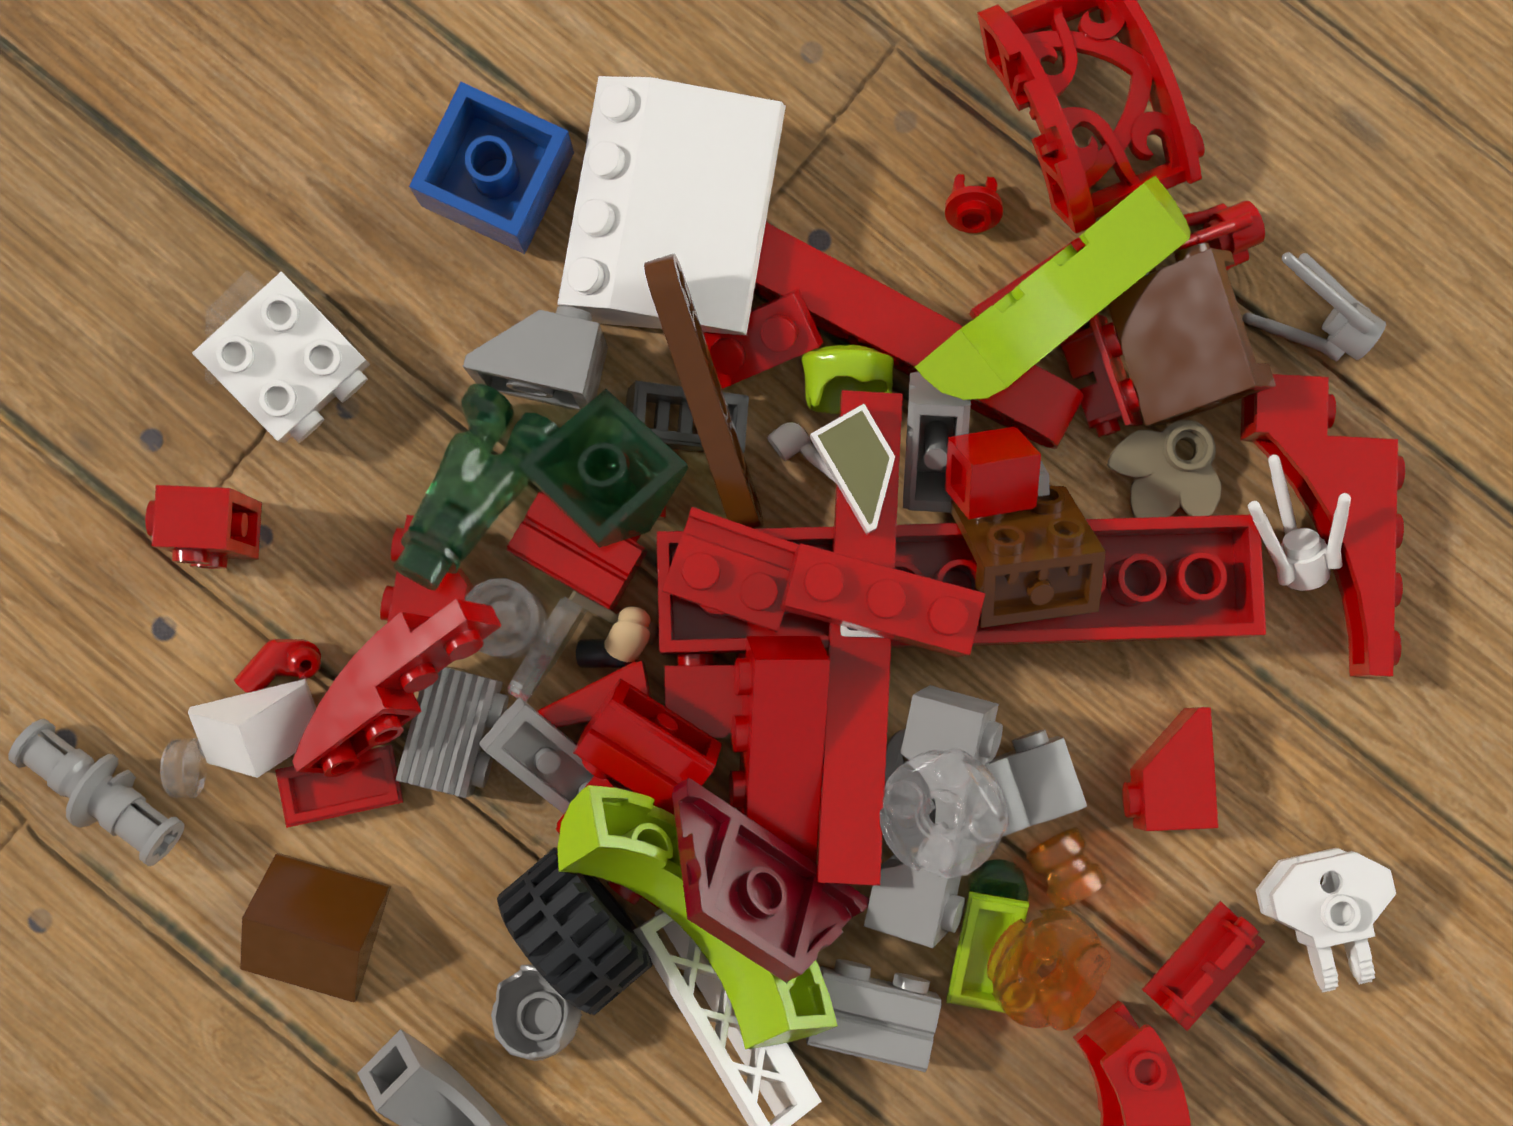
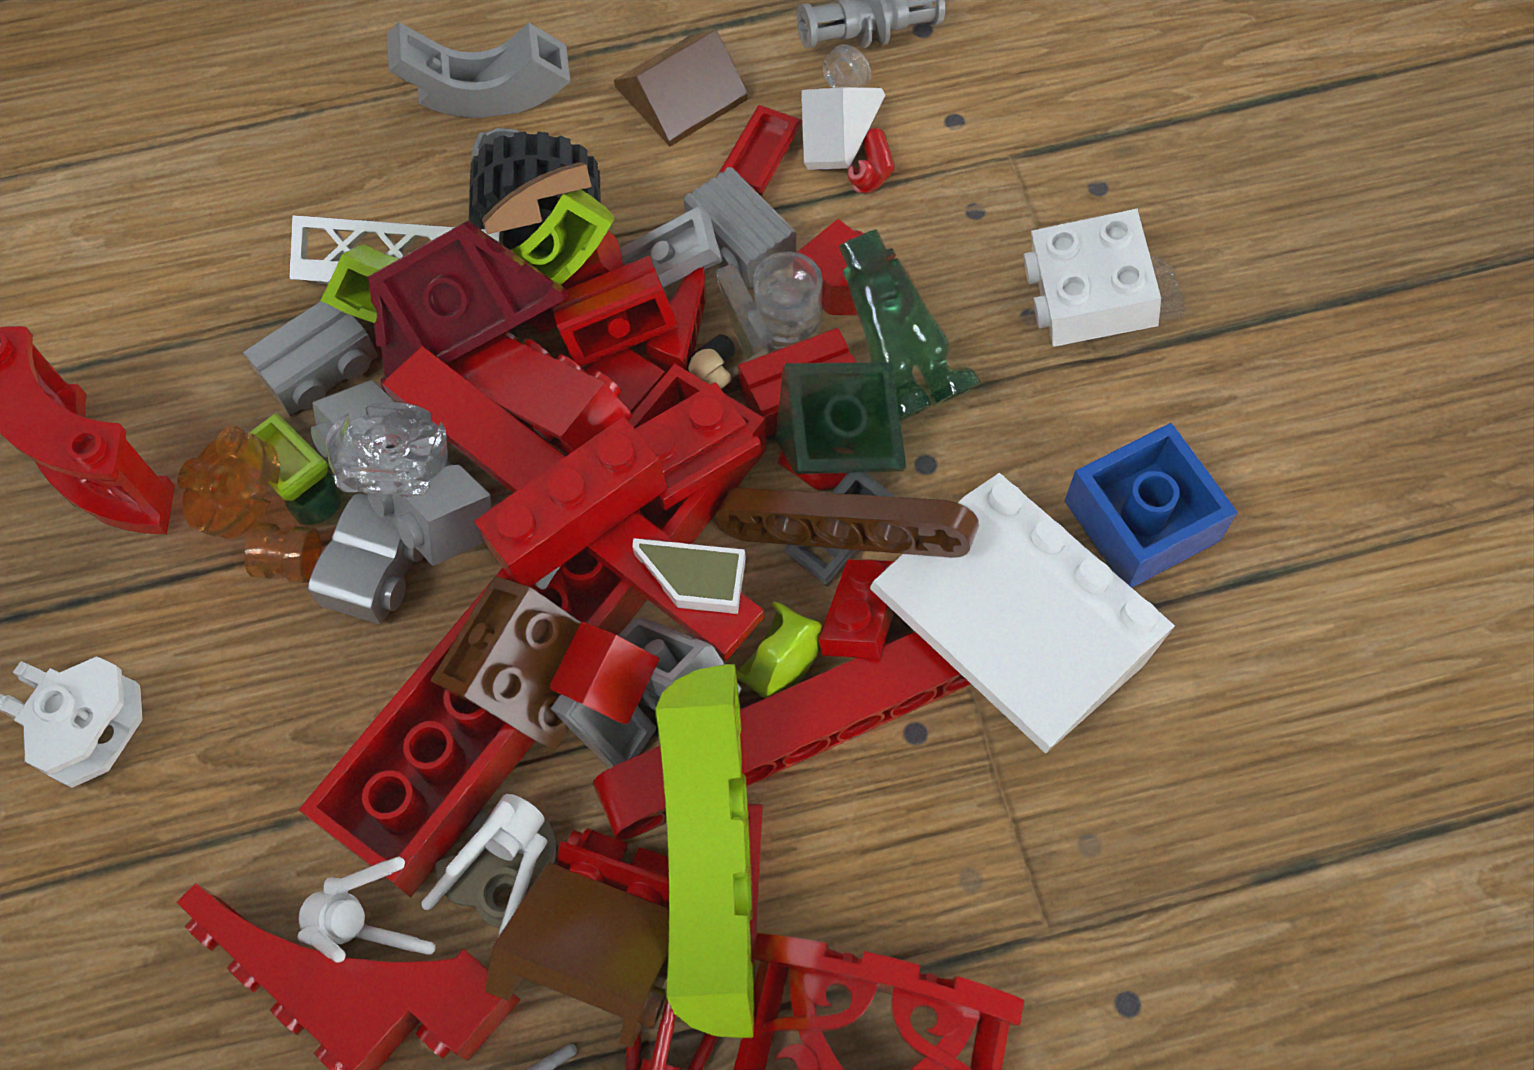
camera: 135 degrees right, 20 degrees down
(204, 525) = (1003, 159): red brick -> none
(378, 684) = (799, 186): red slope -> none
(544, 358) = (955, 435): light grey slope -> none
(630, 894) = (521, 205): none -> medium nougat slope
(791, 439) = (767, 587): white hand -> none
(973, 207) = (843, 869): red plate -> none
(1147, 475) = (507, 832): none -> white plant
(1175, 777) = (268, 677): red slope -> none
(1204, 965) = (127, 601): red hinge -> none

